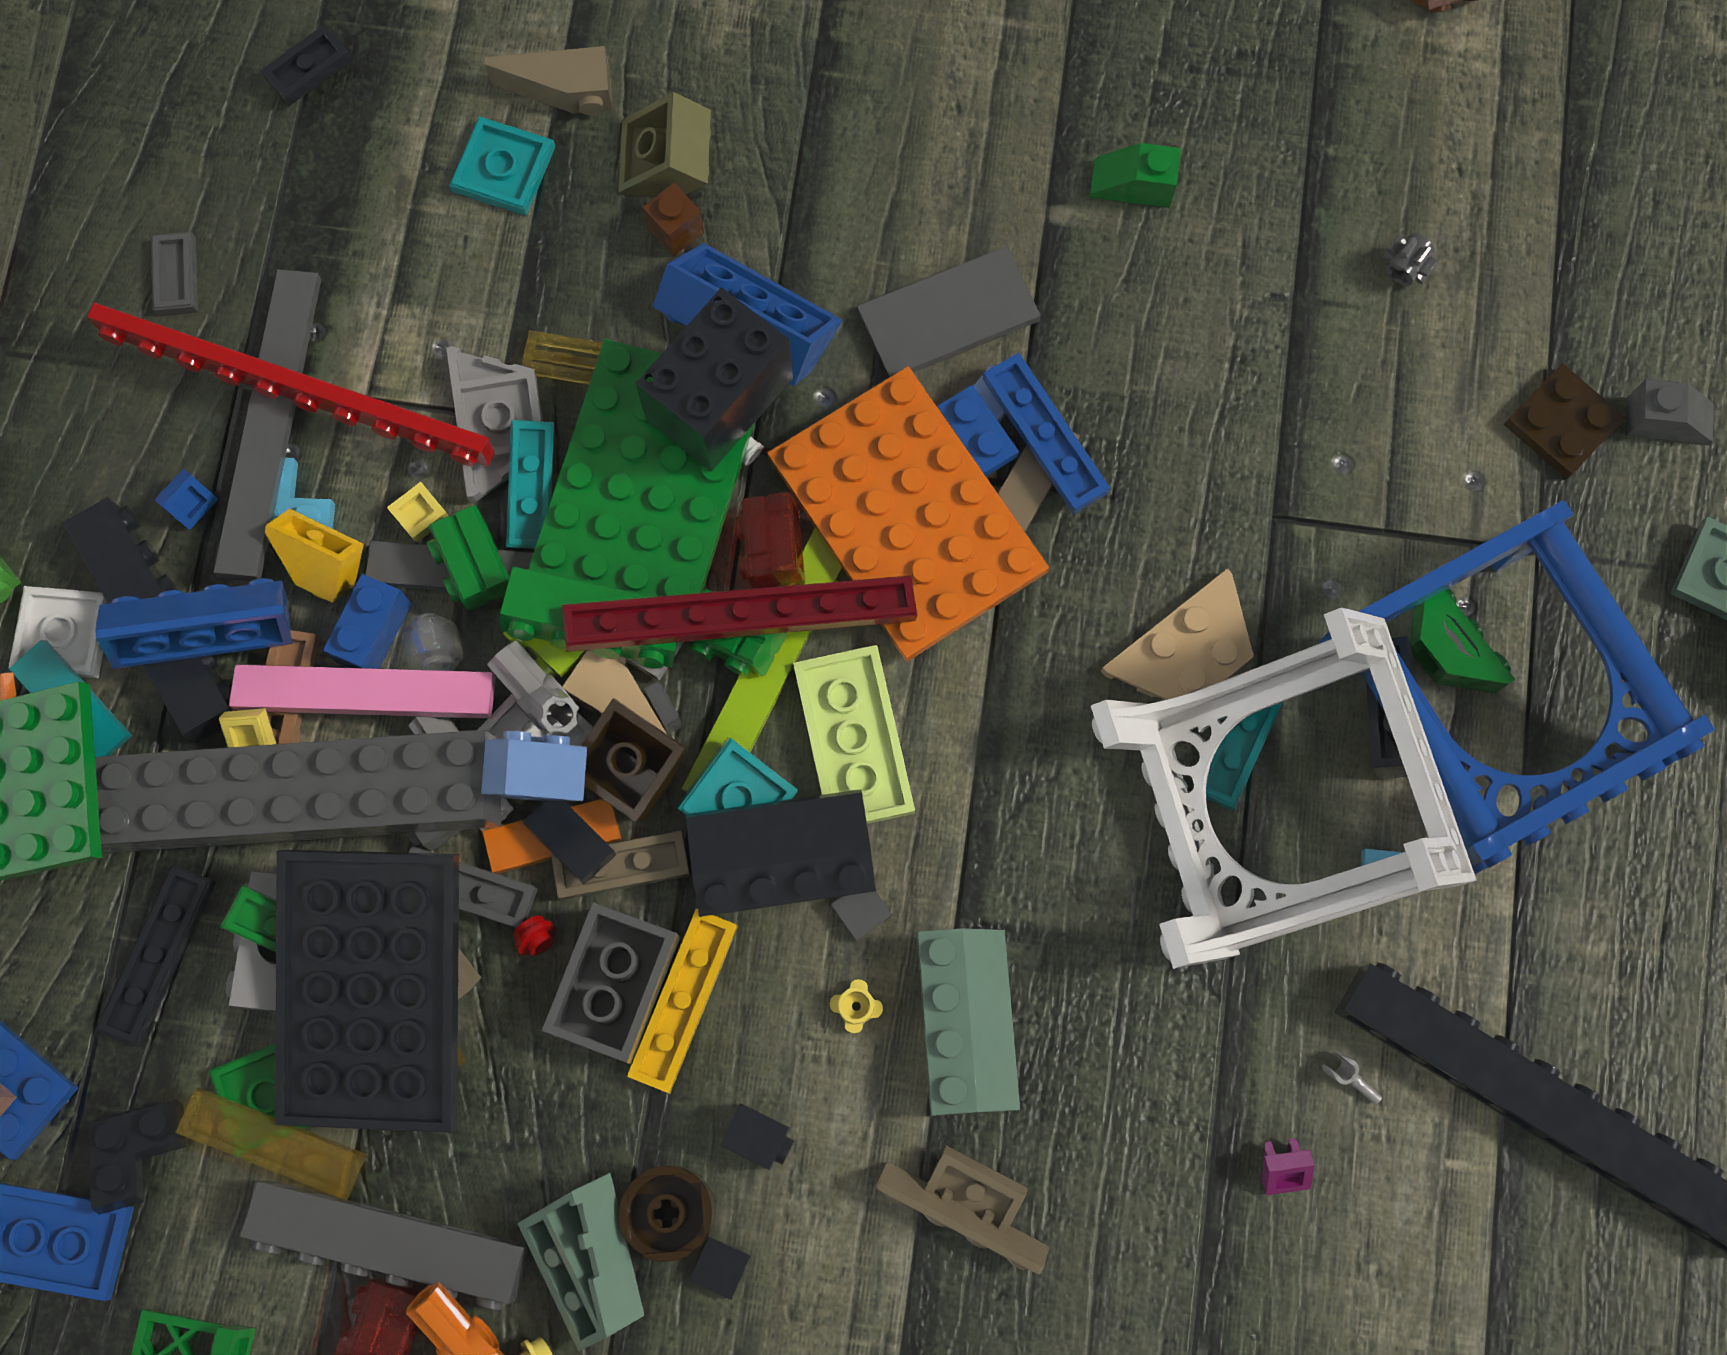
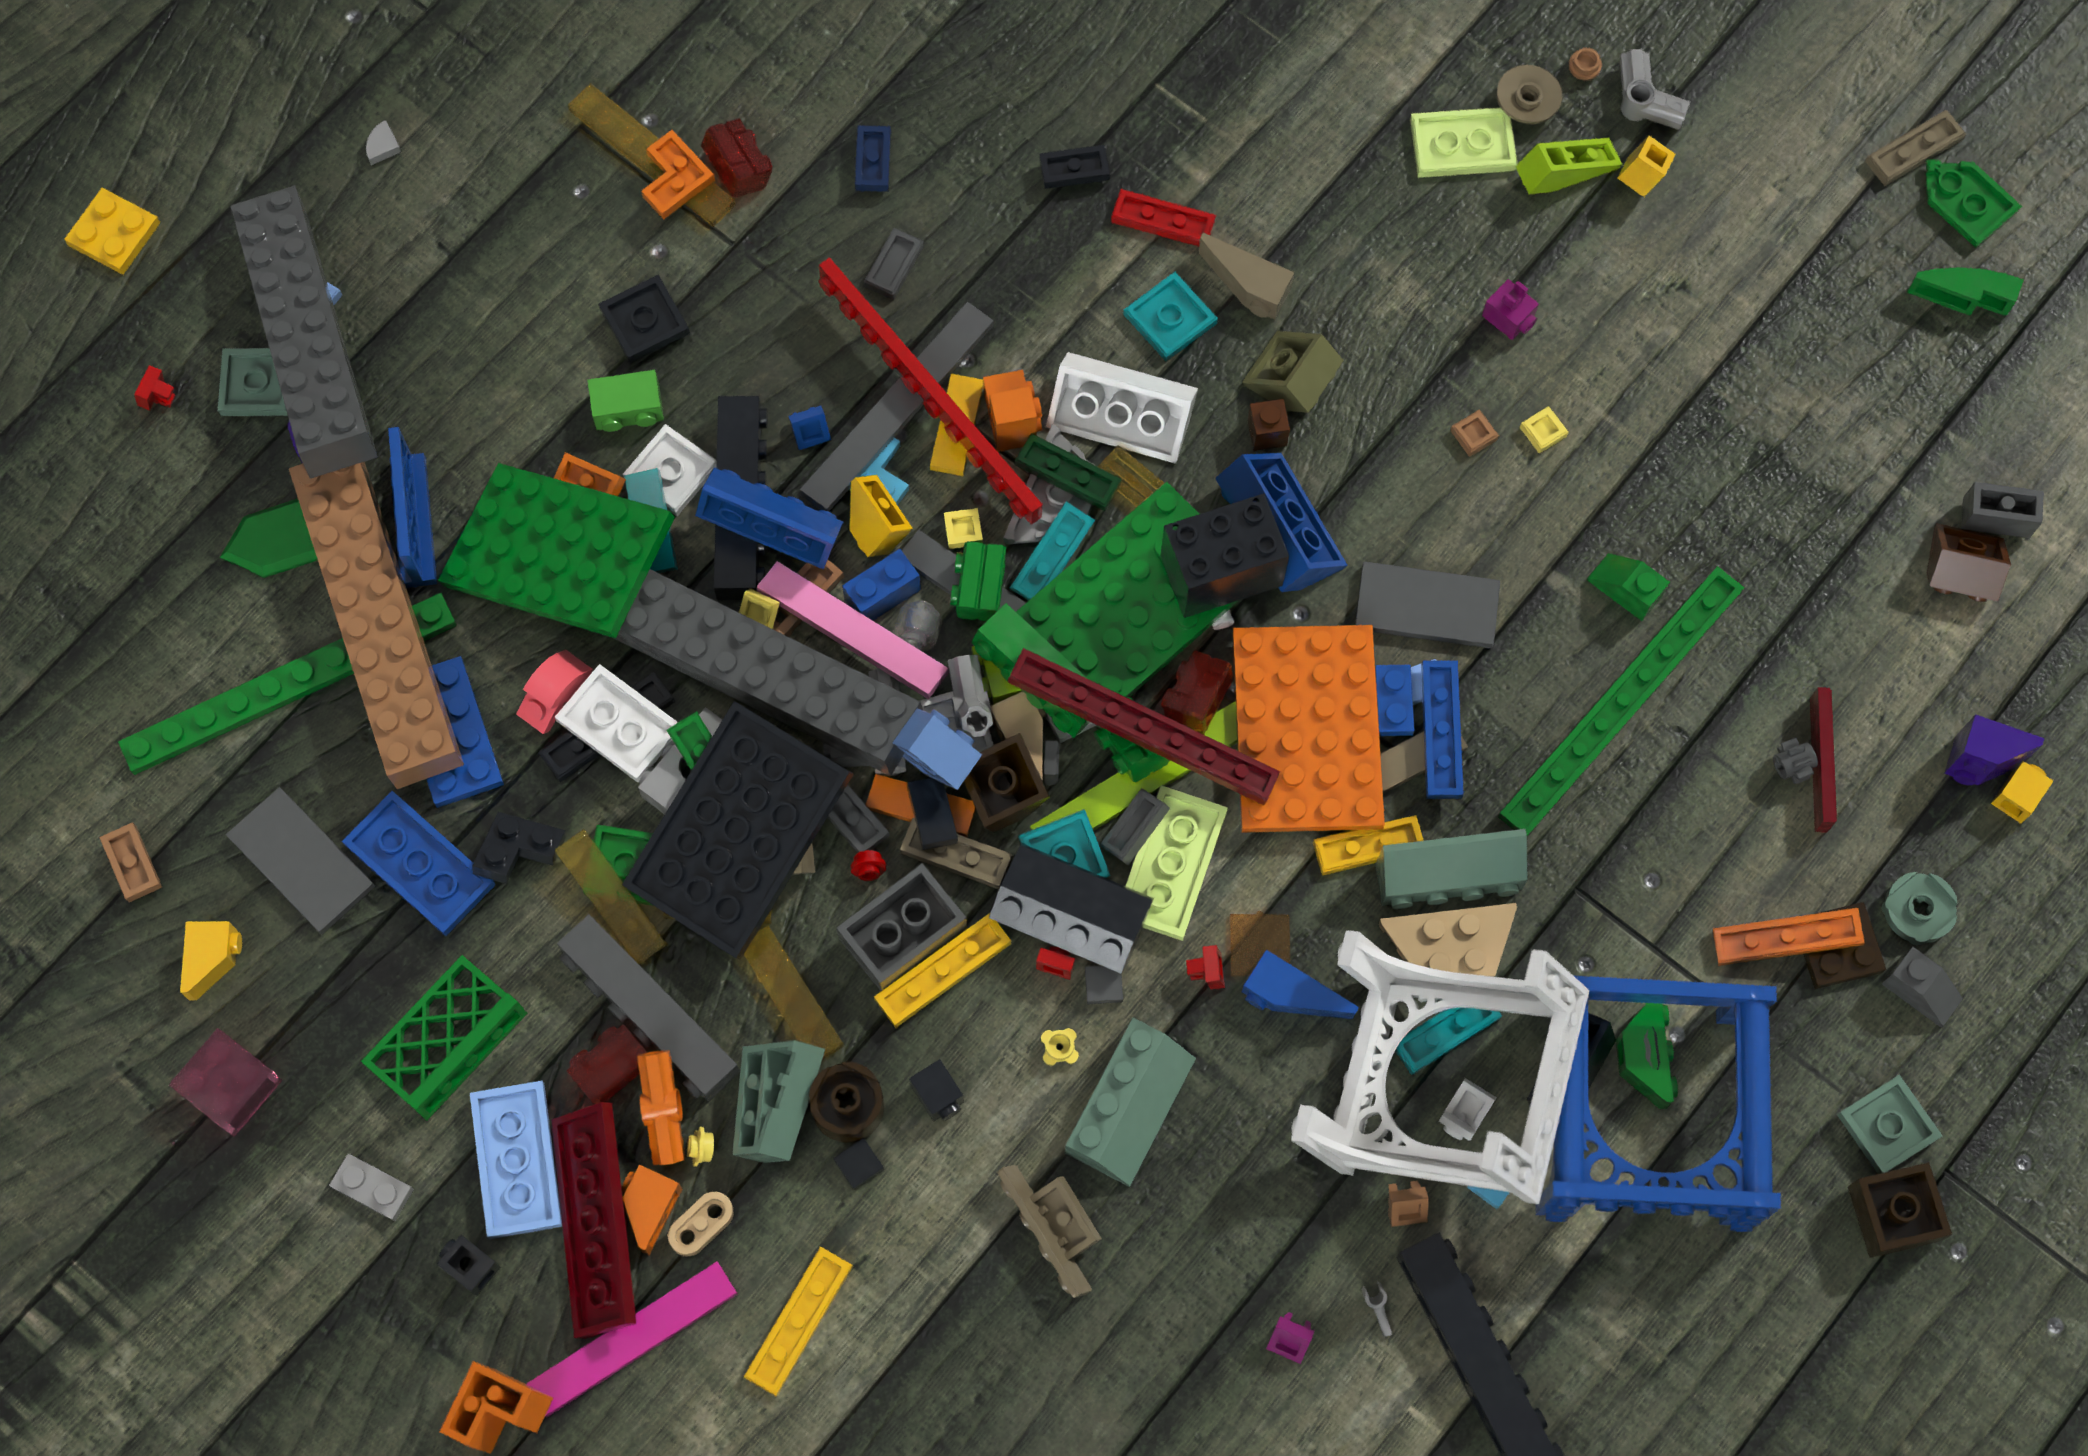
camera: 30 degrees right, 5 degrees down
(64, 950) = (550, 688): none -> coral brick
(84, 174) = (873, 158): none -> dark blue plate
(162, 946) = (617, 722): none -> white plate
(356, 443) = (947, 455): none -> yellow tile
(395, 356) = (1011, 409): none -> orange brick
(431, 69) = (1162, 217): none -> red tile
(494, 388) = (1068, 472): none -> dark green tile
(508, 288) = (1121, 407): none -> white slope
(535, 1127) = (790, 993): none -> clear yellow tile
(793, 723) = (1135, 826): none -> dark grey tile
(797, 918) = (1055, 962): none -> red plate
(887, 111) = (1474, 433): none -> medium nougat tile
(954, 69) = (1544, 429): none -> light yellow tile
(961, 826) = (1207, 967): none -> red tile
(996, 769) = (1253, 936): none -> clear orange piece
(1043, 599) = (1363, 847): none -> yellow tile
(1049, 800) = (1289, 990): none -> blue slope
(1146, 571) = (1452, 868): none -> sand green slope
(1203, 303) = (1621, 702): none -> green plate
(1313, 815) = (1466, 1110): none -> white bracket
(1316, 953) = (1408, 1205): none -> medium nougat tile
(1452, 266) = (1824, 774): none -> dark red tile
(1515, 441) = (1788, 936): none -> orange tile
(1587, 139) = (1988, 751): none -> dark purple slope
(1638, 325) = (1906, 922): none -> sand green plate
(1642, 163) = (2022, 791): none -> yellow brick

